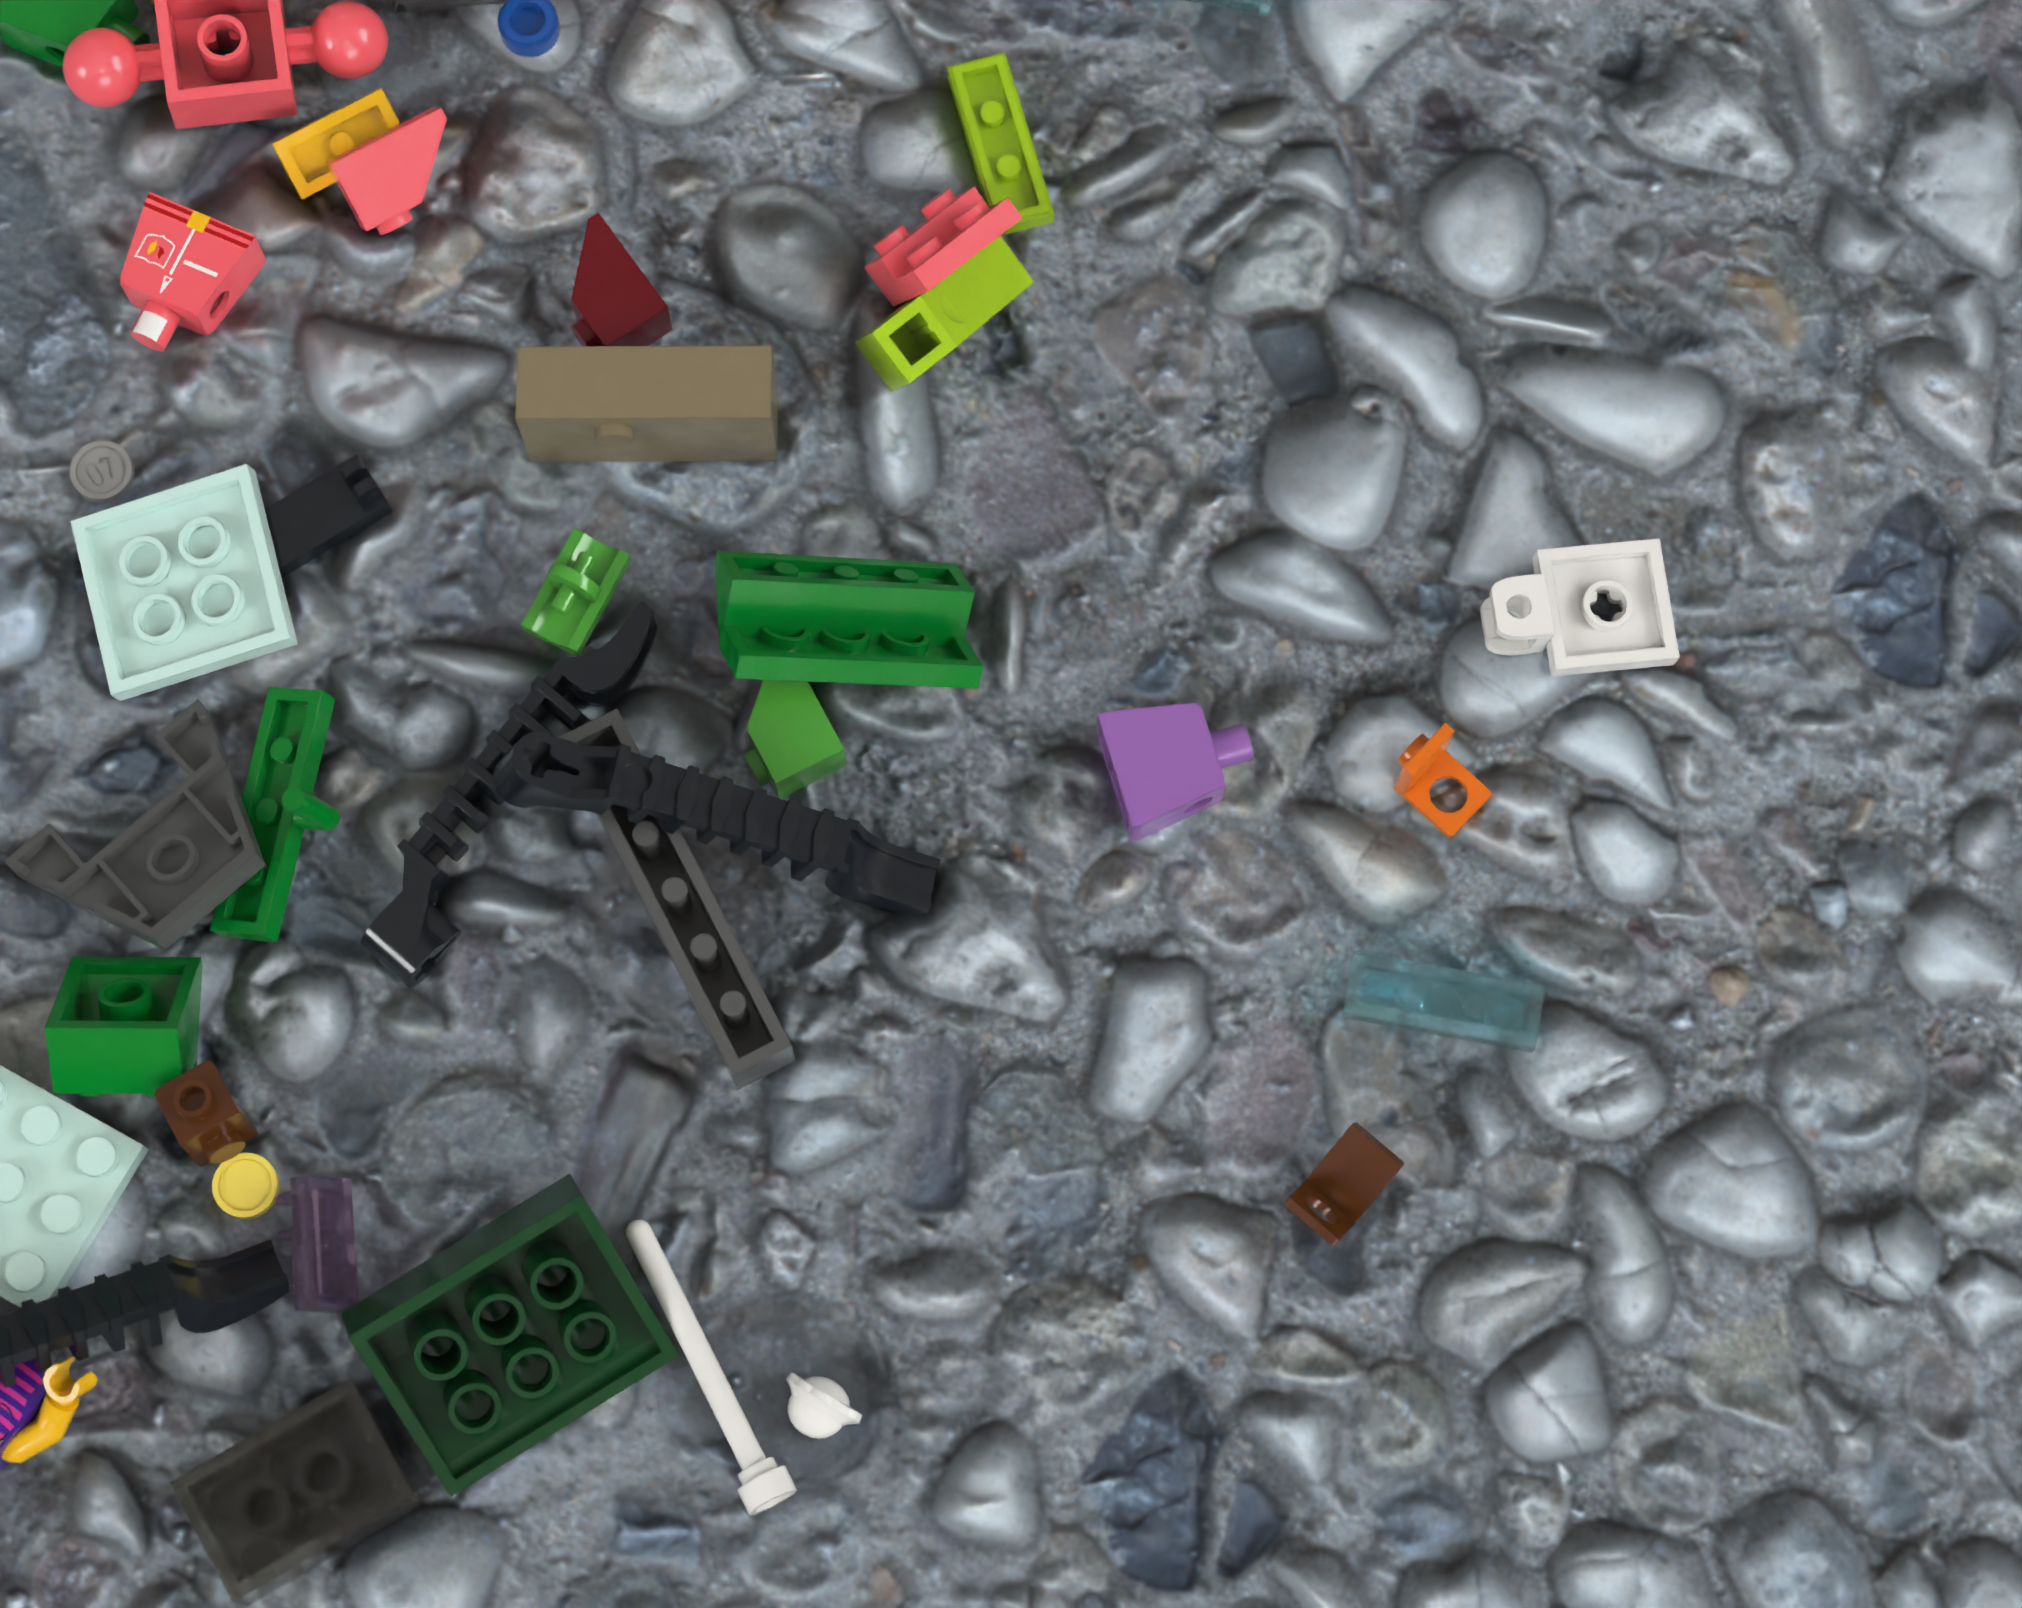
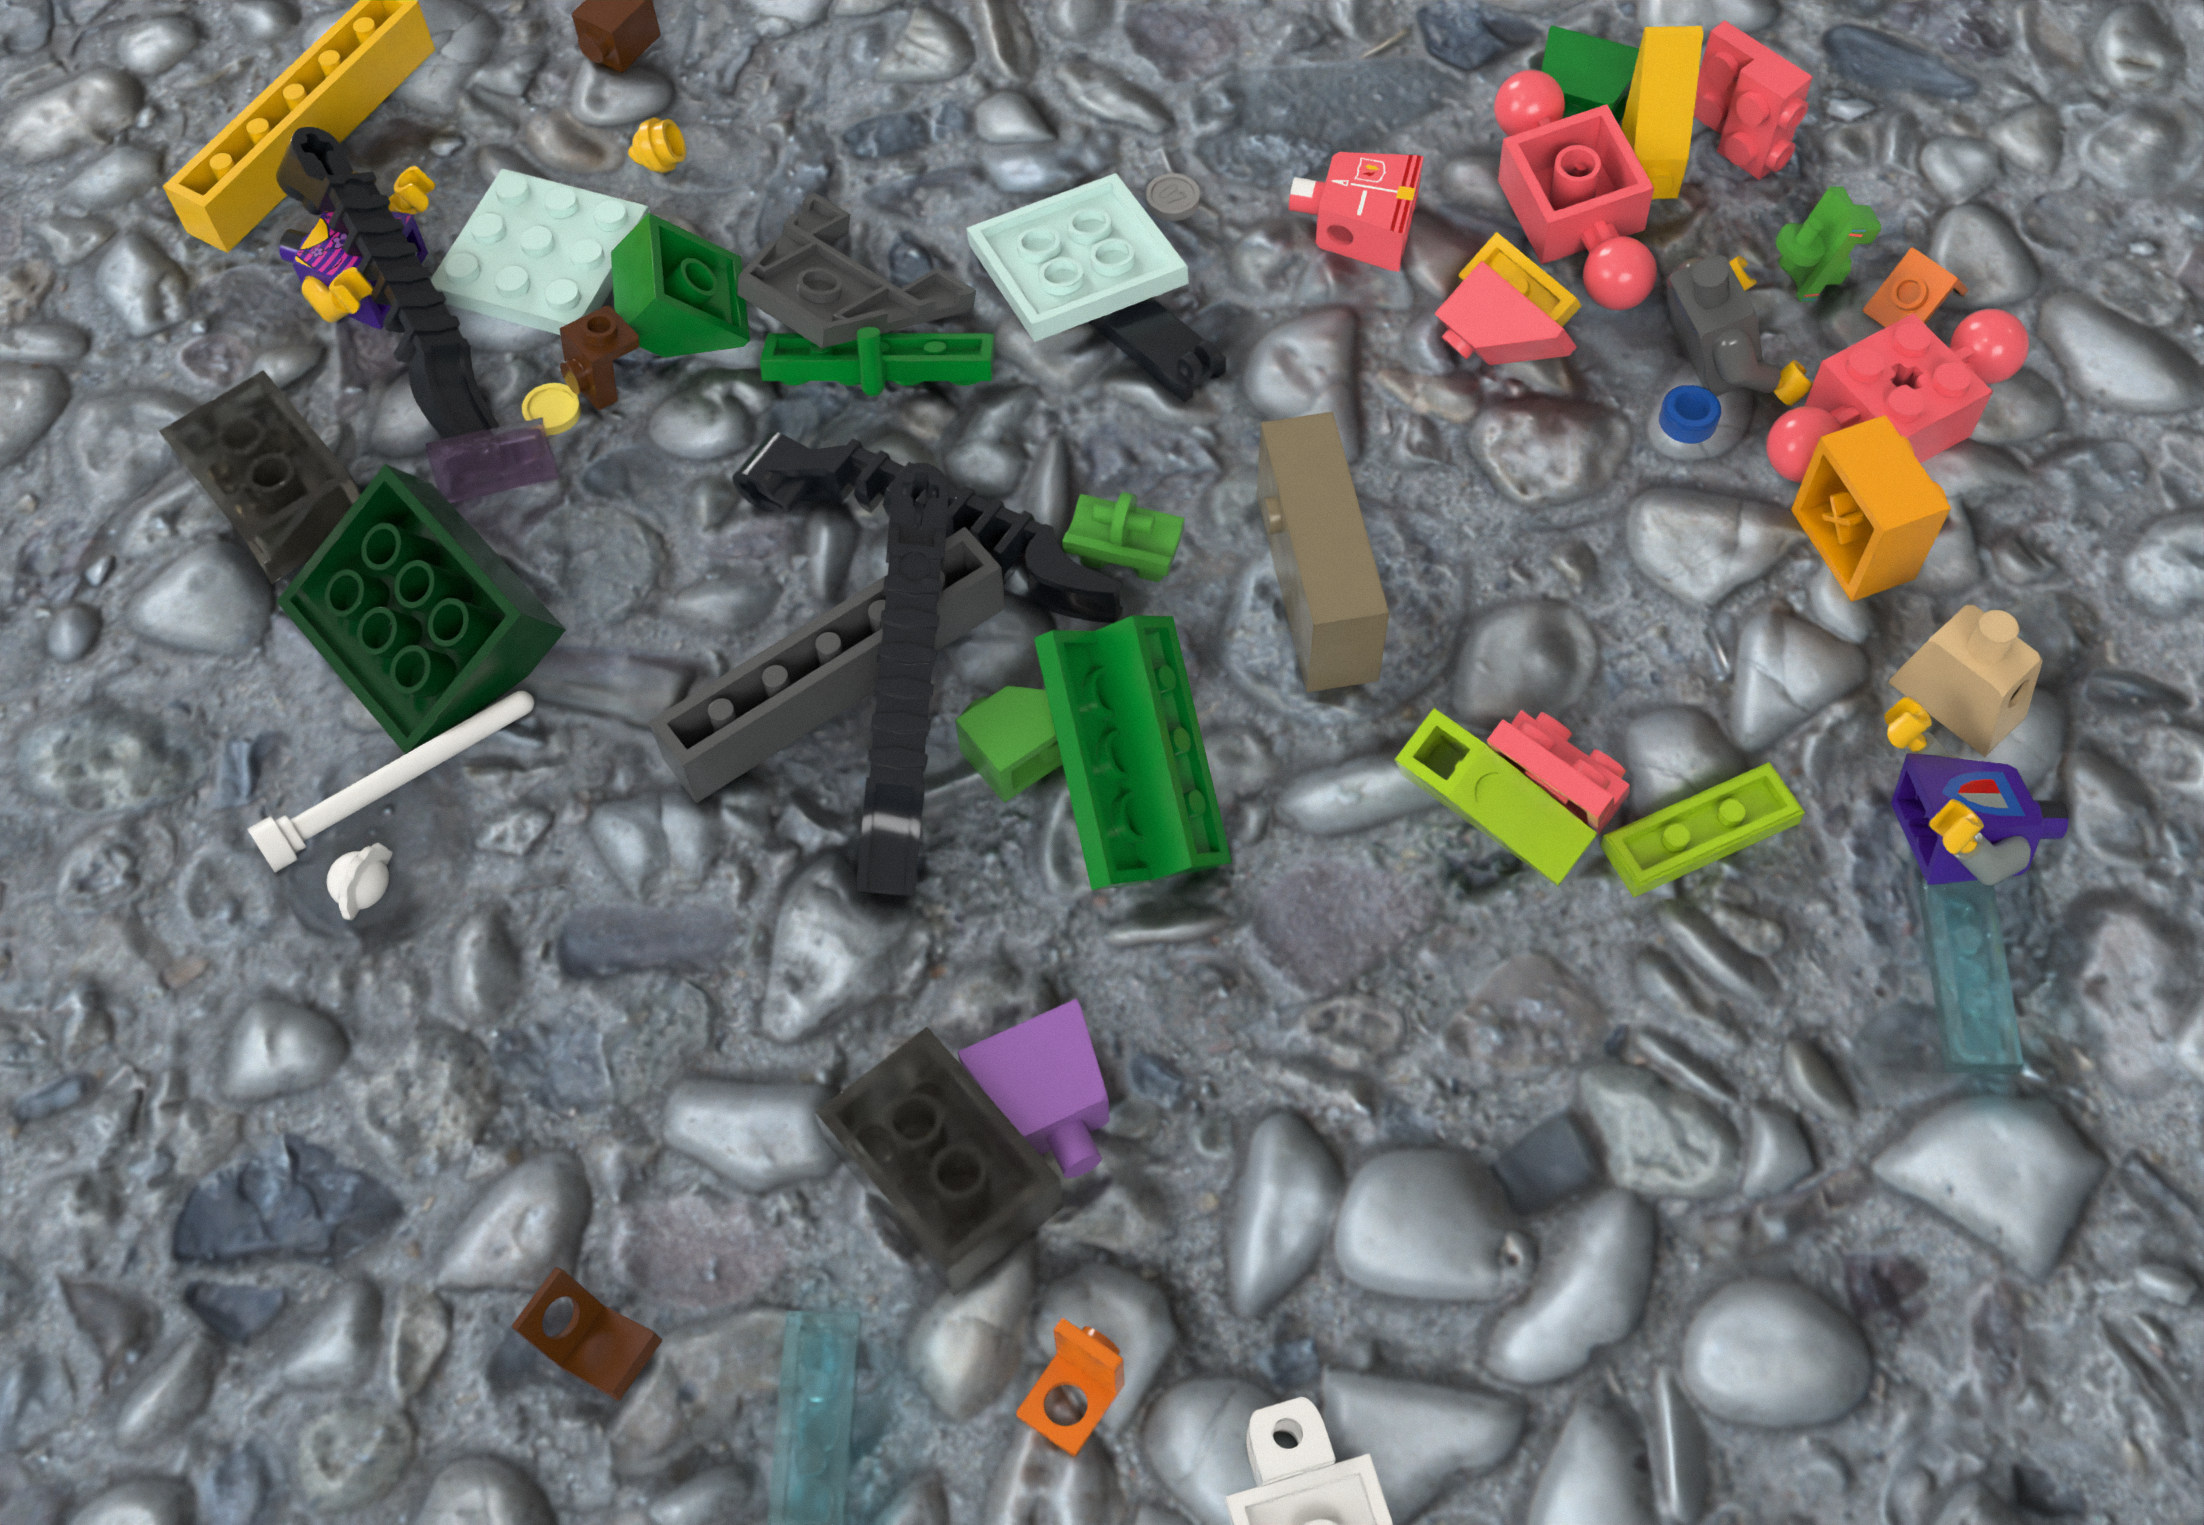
camera: 85 degrees right, 15 degrees down
(613, 295) = (1430, 517): dark red slope -> none
(1229, 858) = (941, 1160): none -> clear smoke brick

